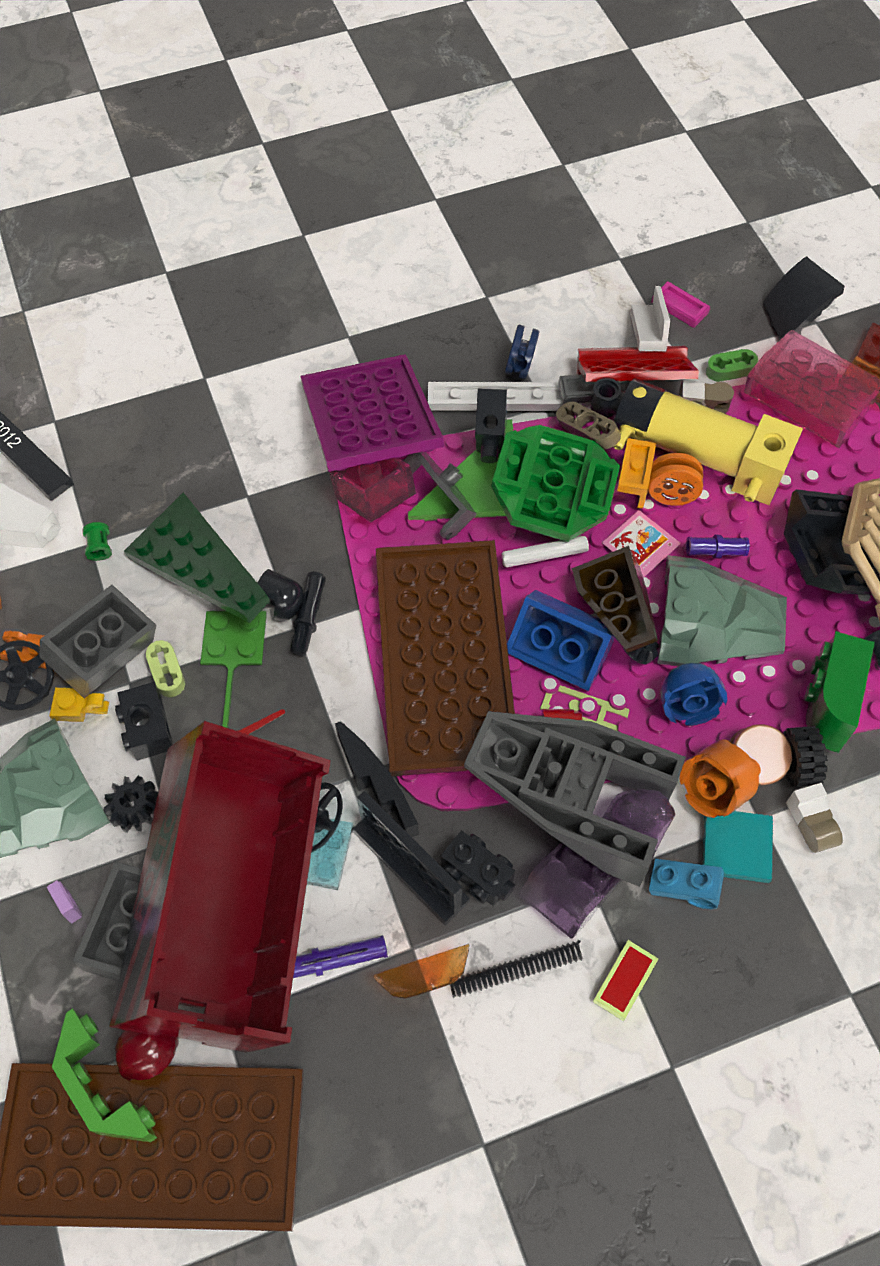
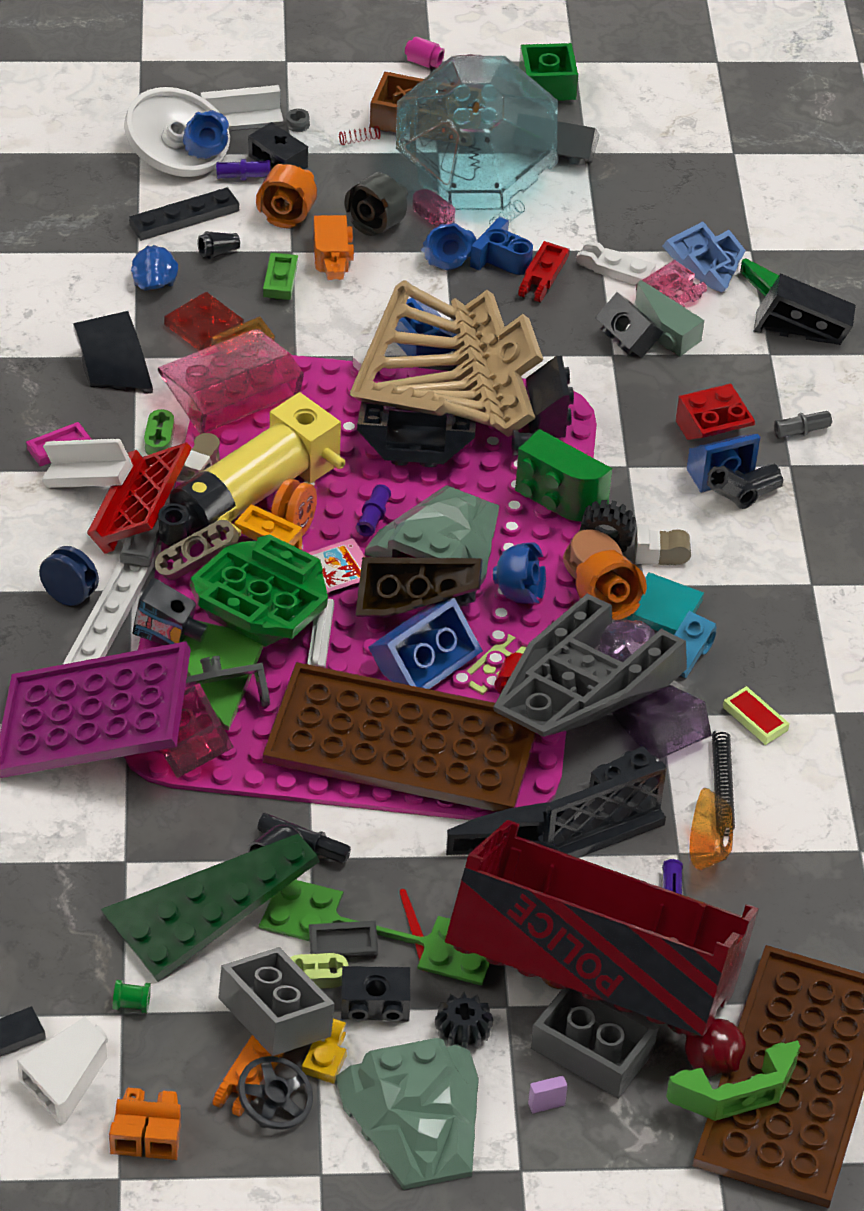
camera: 75 degrees left, 15 degrees down
(202, 678) = (344, 938): none -> dark grey tile

